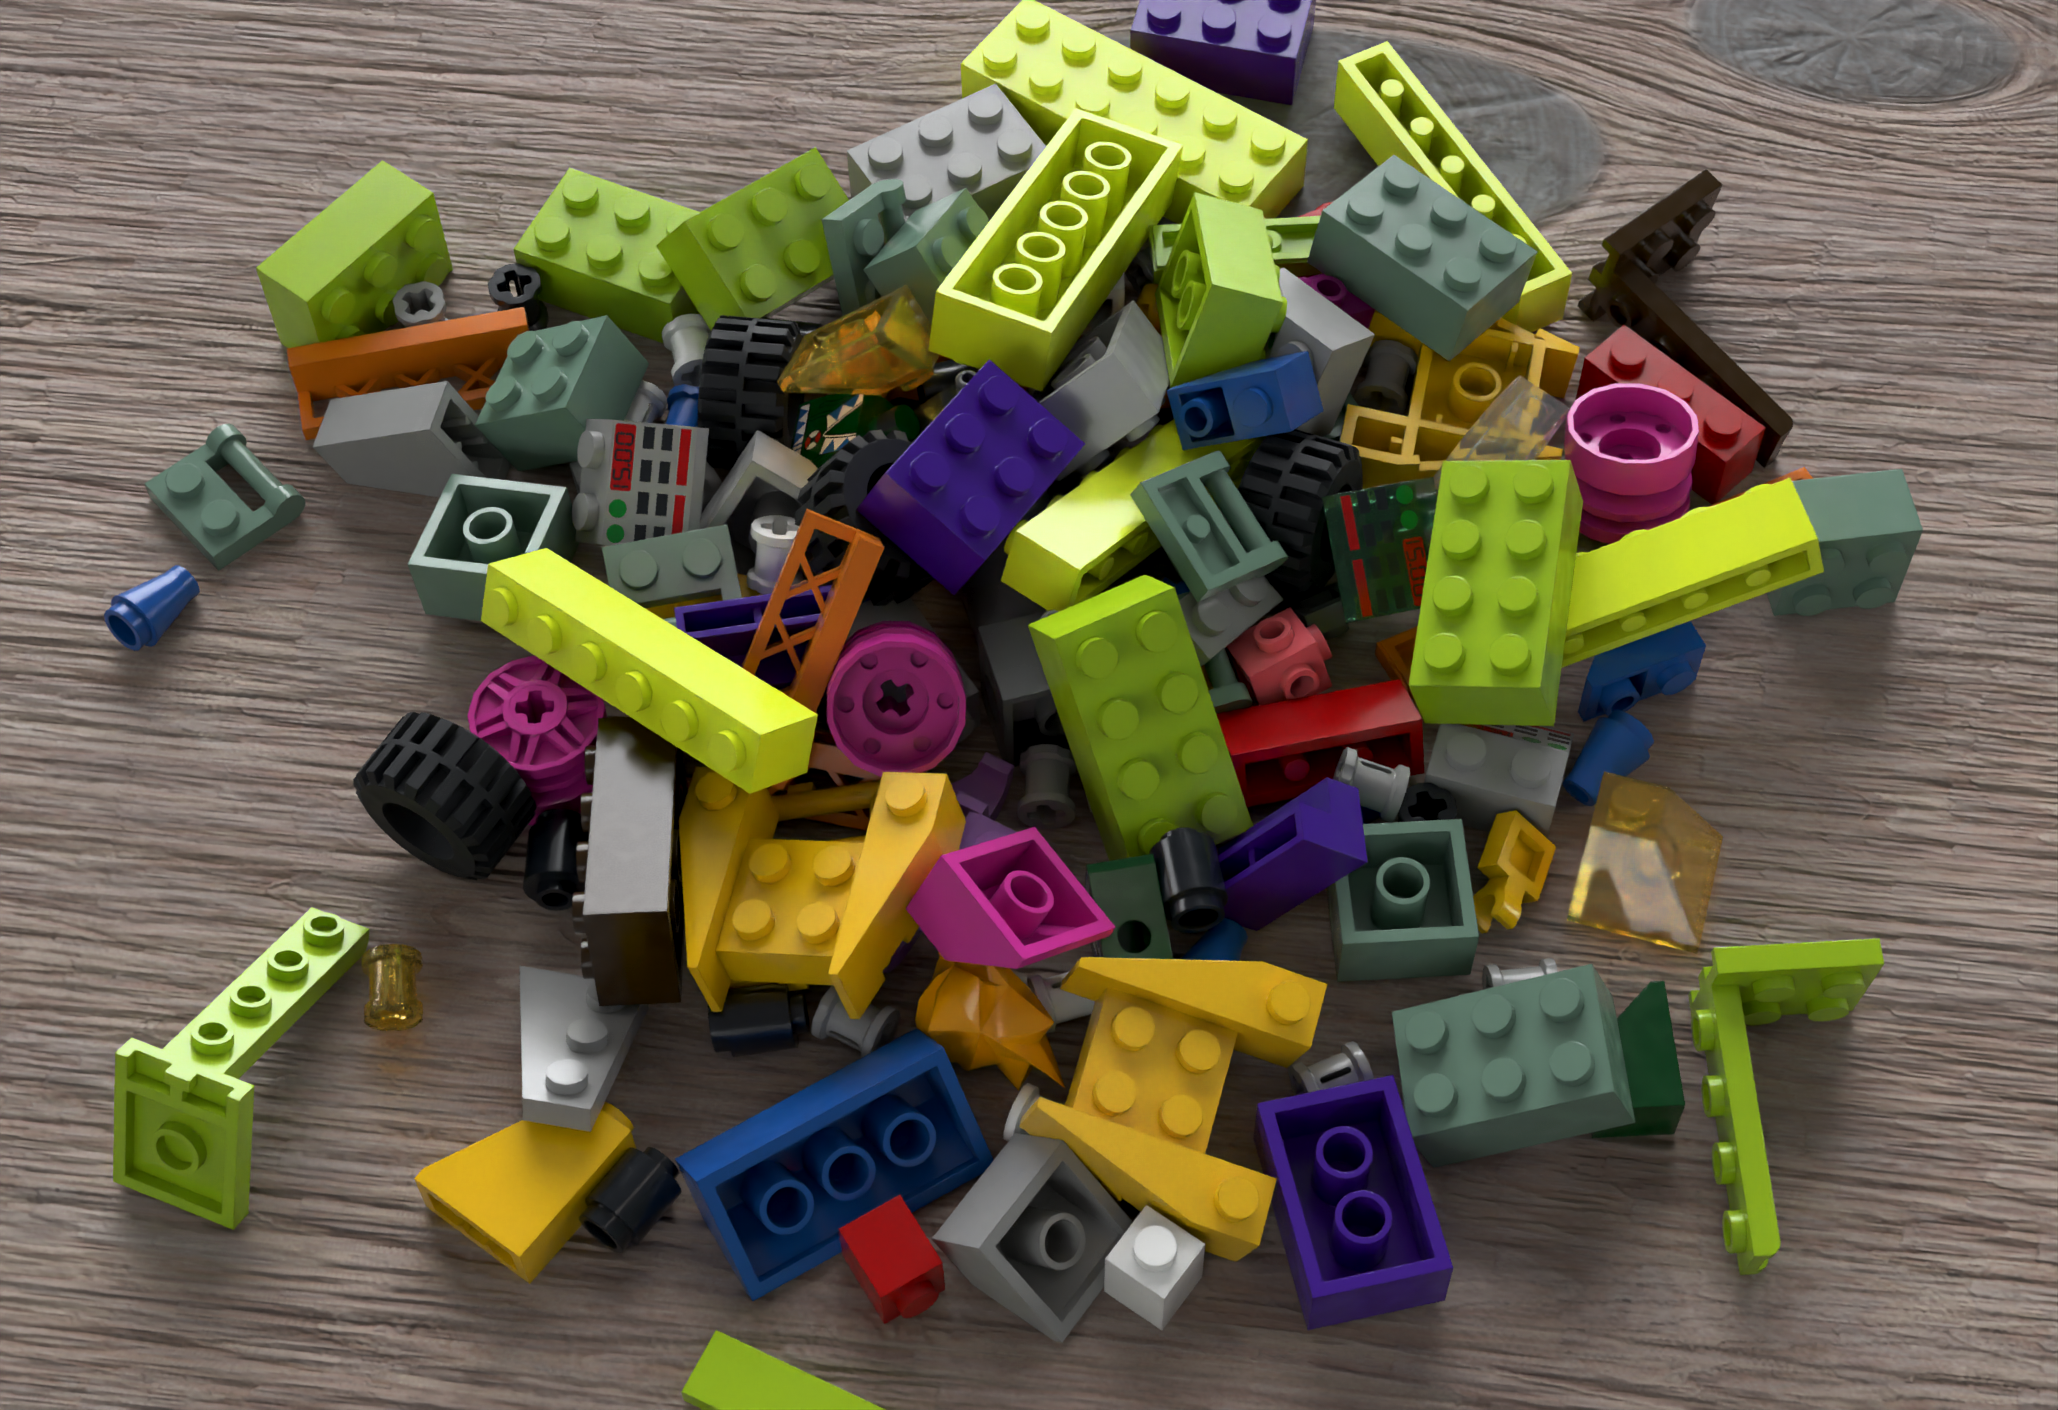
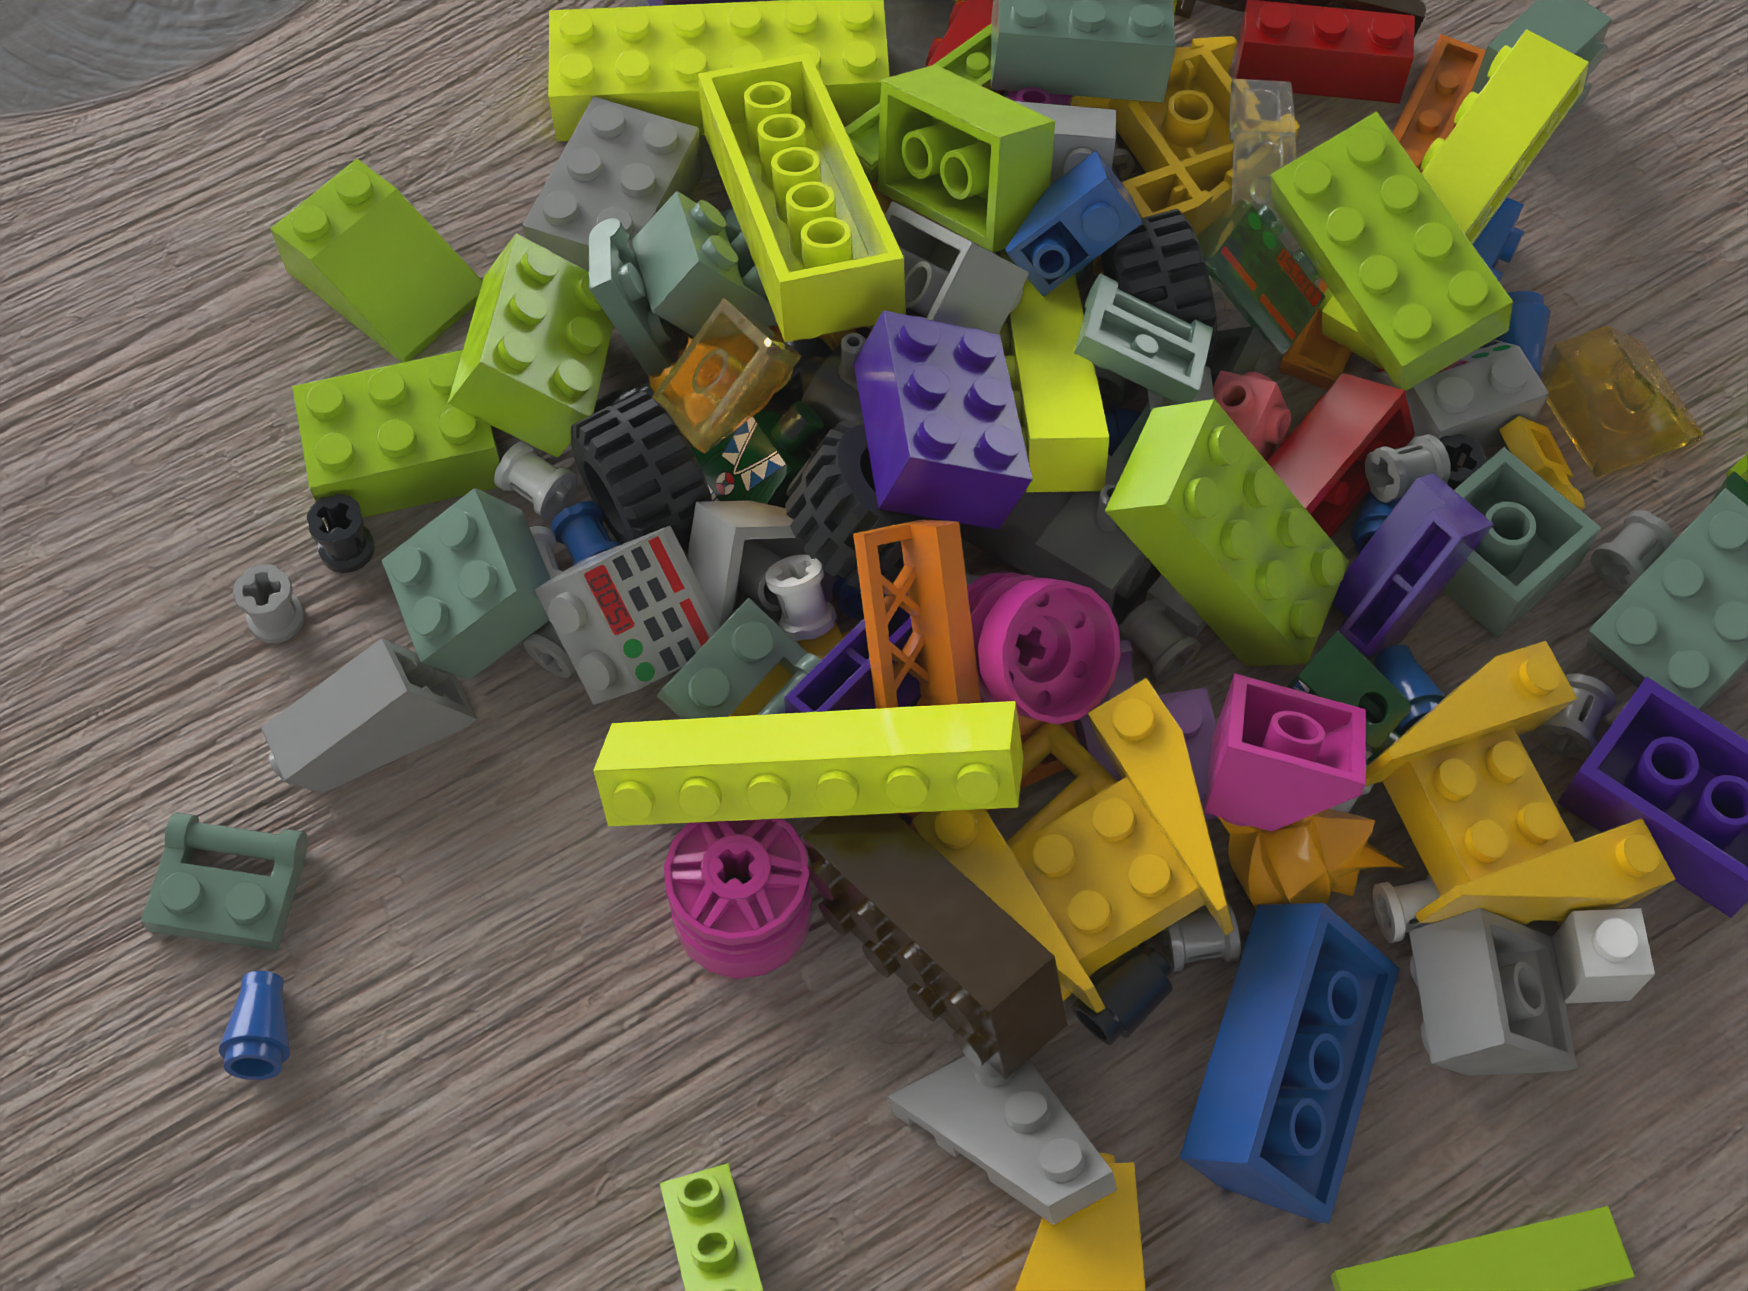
camera: 40 degrees left, 5 degrees up
(353, 259) = (174, 596): lime brick -> none
(392, 987) = (802, 1197): clear yellow bush -> none
(403, 358) = (282, 648): orange fence -> none
(445, 795) = (714, 999): black tyre -> none
(481, 524) = (532, 758): sand green brick -> none
(551, 859) = (836, 983): black brick -> none
(631, 1198) = (1171, 1218): black brick -> none
(727, 111) = (376, 261): none -> lime slope
(893, 1260) = (1415, 1104): red brick -> none
(1190, 880) = (1371, 628): black brick -> none
(1631, 458) = (1345, 78): dark pink wheel -> none

